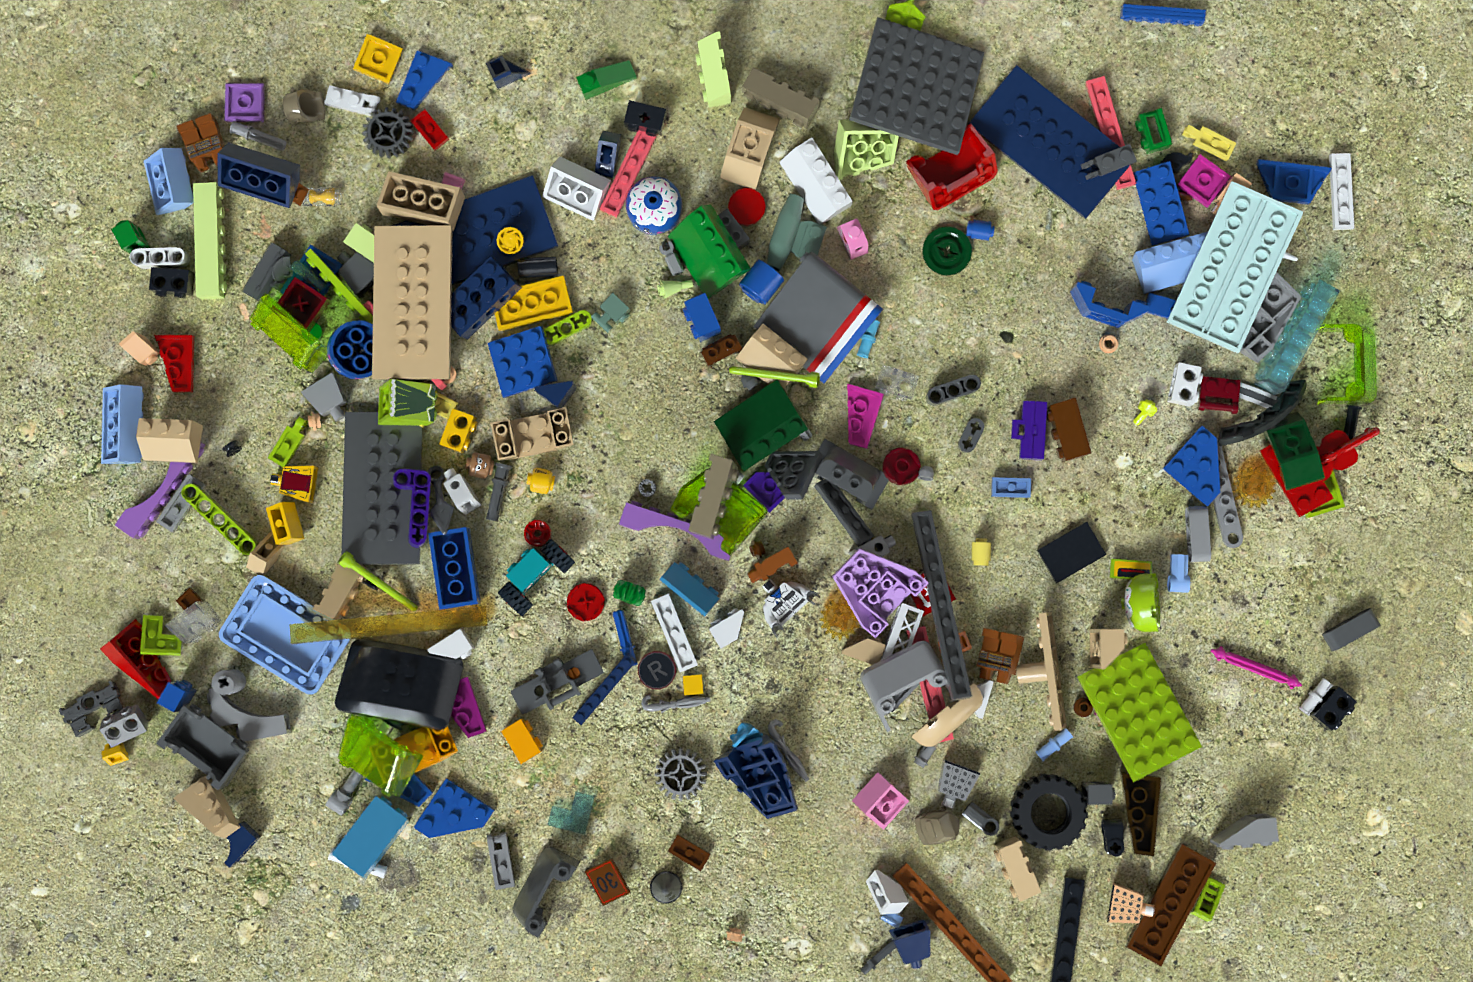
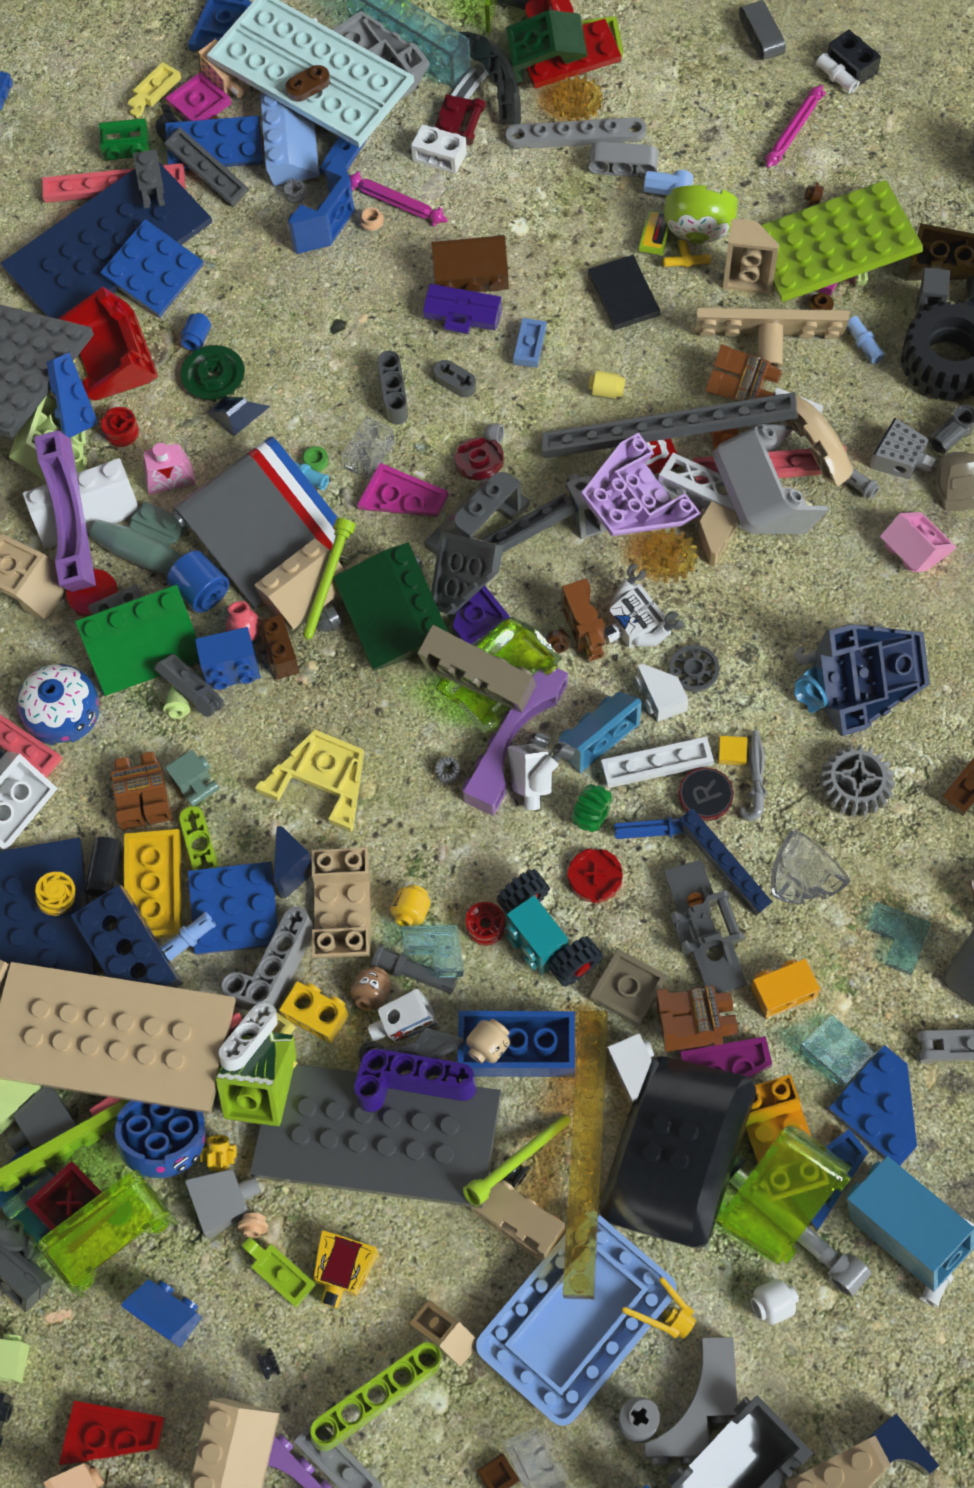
camera: 80 degrees left, 20 degrees down
(249, 376) = (163, 1312): none -> blue slope
(285, 523) = (402, 1291): yellow brick -> none
(294, 698) = (679, 1320): none -> yellow plant
(315, 756) = (774, 1302): none -> white head
(355, 389) = (218, 1153): none -> yellow gear
(433, 389) = (247, 1048): none -> white beam
(443, 550) = (488, 1041): none -> tan head
(485, 780) = (837, 1051): none -> clear light blue hinge
(489, 397) = (293, 931): none -> light grey beam
(490, 681) = (694, 1018): none -> dark orange hips
(494, 336) = (188, 936): none -> light blue pin
(507, 636) = (628, 987): none -> dark tan plate
(518, 506) = (438, 940): none -> clear light blue tile
(595, 279) = (140, 782): none -> dark orange hips
(608, 745) = (805, 871): none -> clear brick
(636, 403) = (324, 765): none -> light yellow wing
(650, 546) = (533, 767): none -> white torso
(672, 260) = (137, 693): light grey bar -> none
(679, 294) = (190, 685): none -> dark grey hinge
(733, 321) = (242, 616): none -> coral piece
(753, 649) = (695, 668): none -> dark grey wheel
(826, 161) = (73, 550): none -> medium lavender arch
(883, 199) = (128, 428): none -> red wheel
(884, 344) = (316, 458): none -> bright green tile
(896, 153) = (72, 401): none -> blue wing
(915, 276) = (236, 413): none -> dark blue slope
(1030, 183) = (152, 268): none -> blue plate
(1110, 597) = (686, 259): none -> yellow piece
(1124, 282) = (292, 185): none -> light grey bush
(1132, 358) = (397, 199): none -> dark pink wheel
(1134, 202) = (206, 167): none -> dark grey tile
(1147, 409) = (461, 188): neon yellow plate -> none
(1187, 690) = (814, 194): none -> reddish brown plate
(1198, 466) = (541, 147): blue plate -> none
(1213, 271) = (309, 83): none -> reddish brown plate

